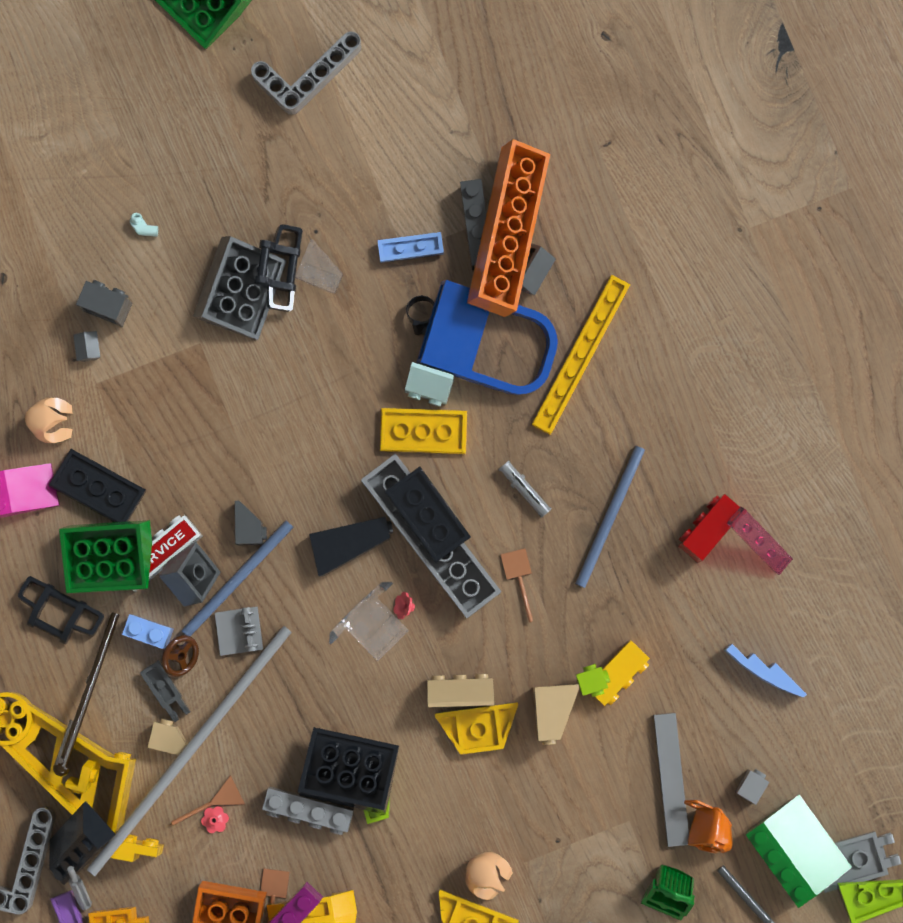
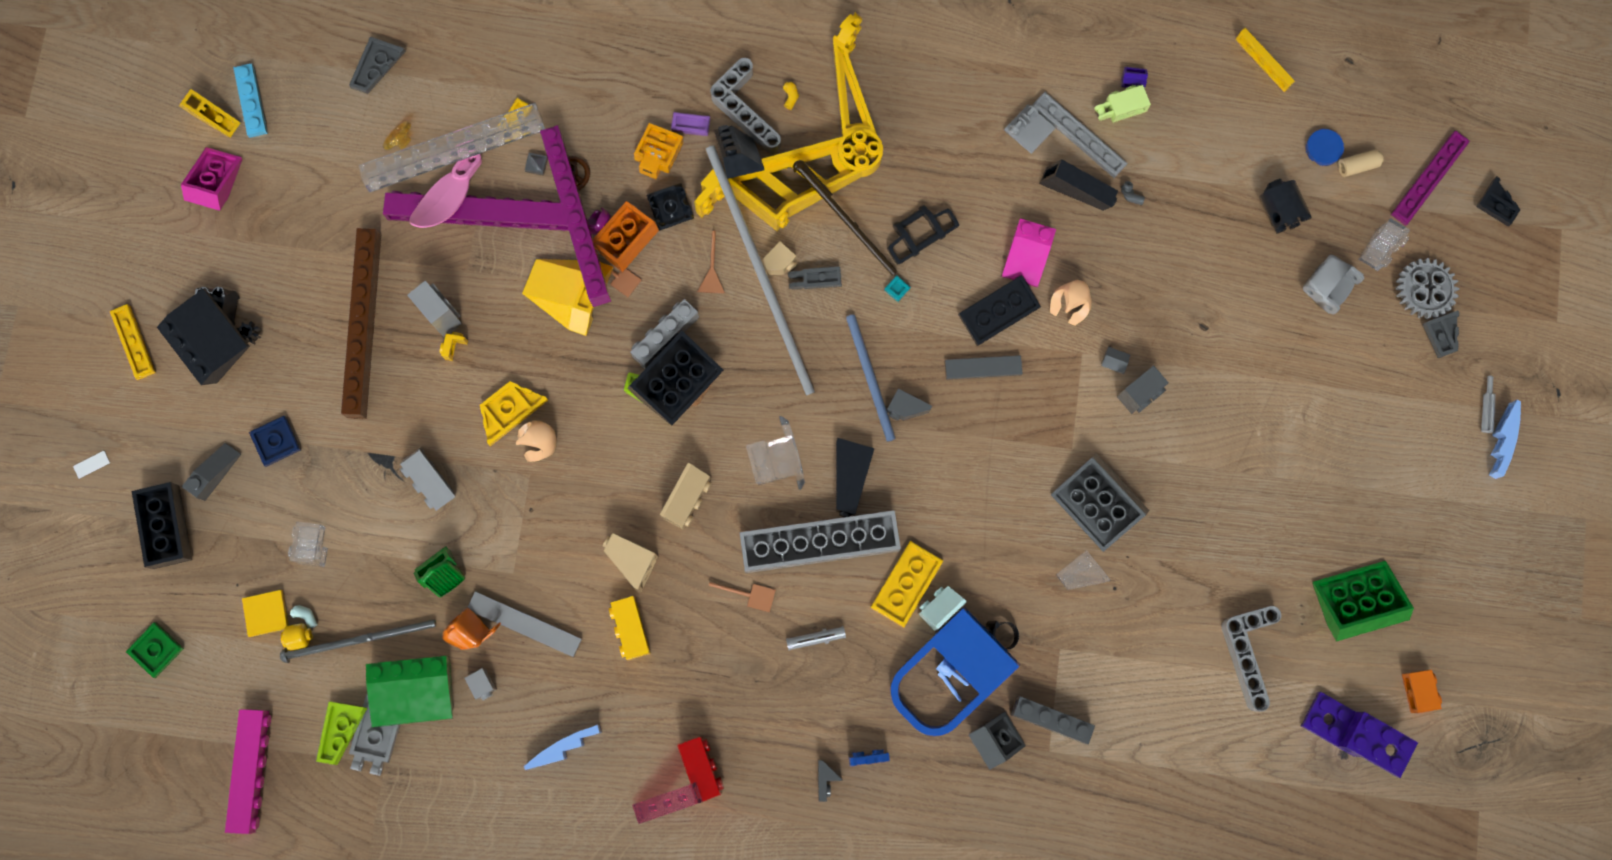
camera: 115 degrees right, 5 degrees down
(79, 889) = (704, 137): light grey axle -> none
(87, 776) = (781, 182): yellow bracket -> none
(106, 556) = (942, 287): green slope -> none
(130, 602) = (897, 288): none -> teal tile
(141, 227) = (1190, 452): light aqua arm -> none
(147, 631) = (867, 288): light blue brick -> none
(165, 472) = (983, 367): none -> dark grey tile
(170, 884) = (670, 206): none -> black slope
(171, 542) = (923, 330): brick -> none
(178, 654) = (839, 301): reddish brown piece -> none
(190, 575) = (893, 342): dark grey slope -> none
(218, 814) = (698, 268): coral plant -> none
(238, 631) = (829, 357): light grey hinge -> none
(293, 253) = (1105, 559): black bar -> none
(403, 605) = (778, 491): coral plant -> none
(410, 247) = (1061, 656): light blue plate -> none
(427, 514) = (838, 547): black tile -> none
(478, 728) = (650, 496): yellow wing -> none
(485, 349) = (946, 669): none -> light blue plant
(508, 228) = (1035, 743): orange brick -> none
(581, 354) = (900, 746): yellow tile -> none
(592, 680) = (634, 603): lime brick -> none
(610, 516) = (756, 694): sand blue piece -> none
(613, 384) = (876, 757): none -> blue wing
(647, 408) = (825, 774): none -> dark grey slope

